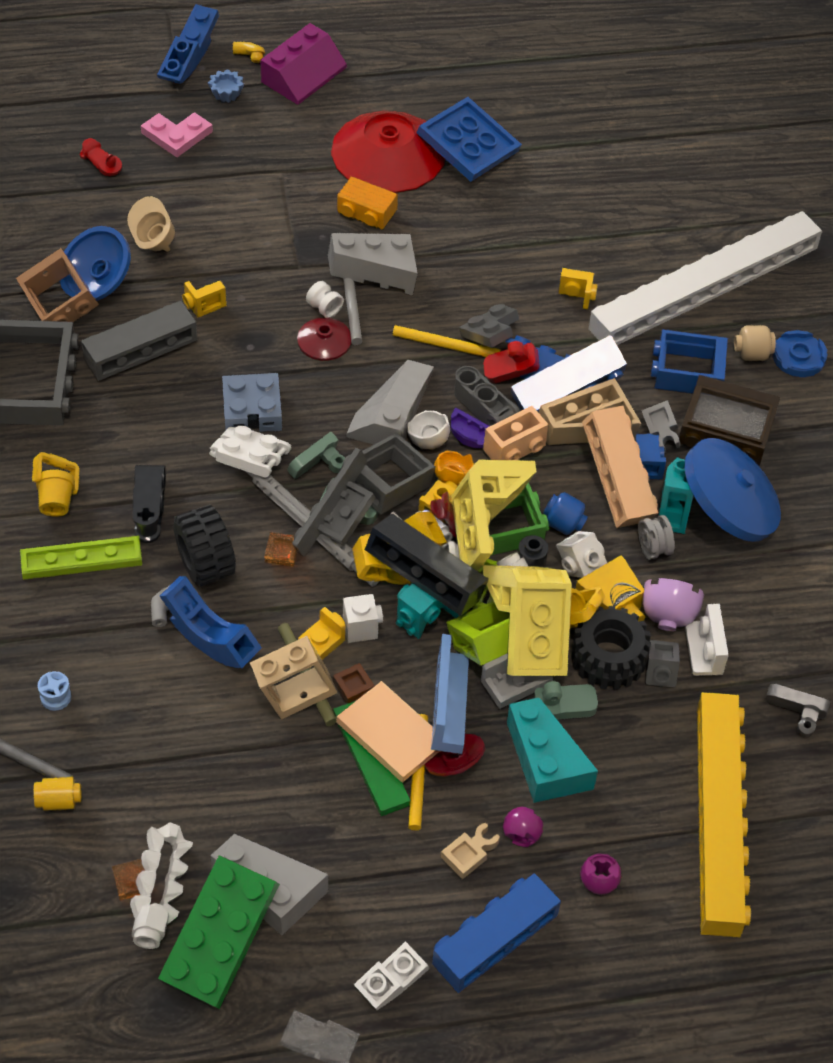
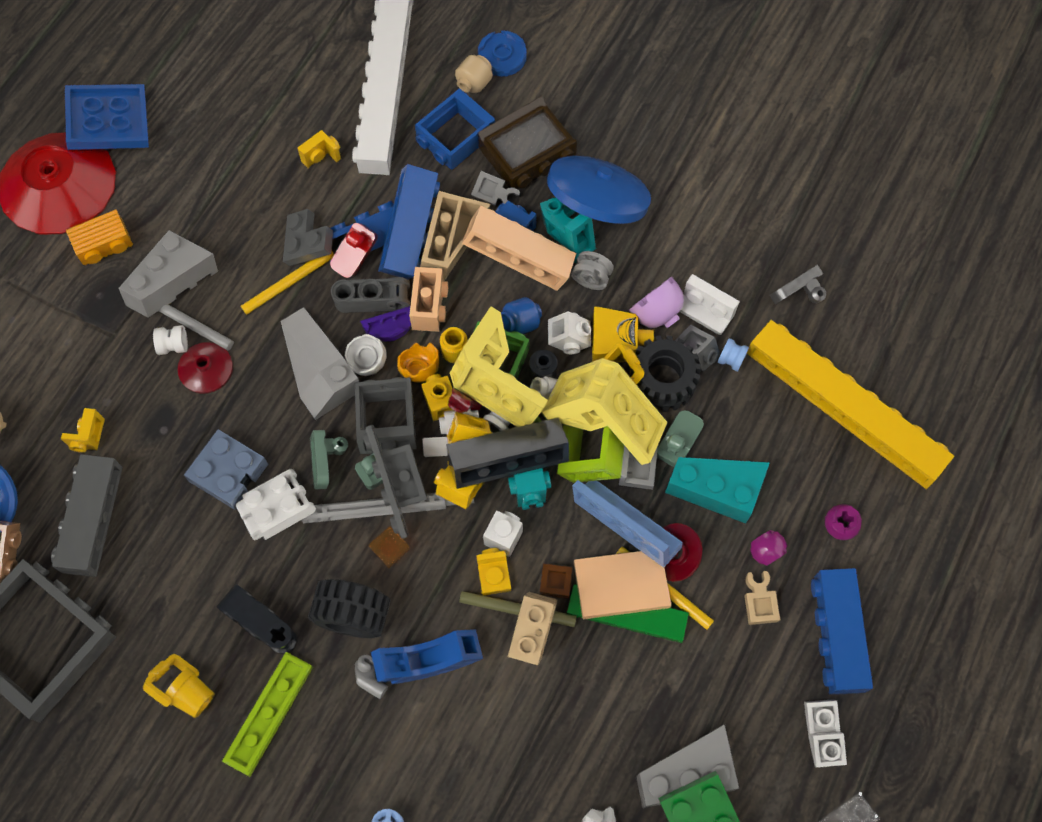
camera: 50 degrees left, 15 degrees up
(681, 692) = (733, 354): none -> light blue wheel

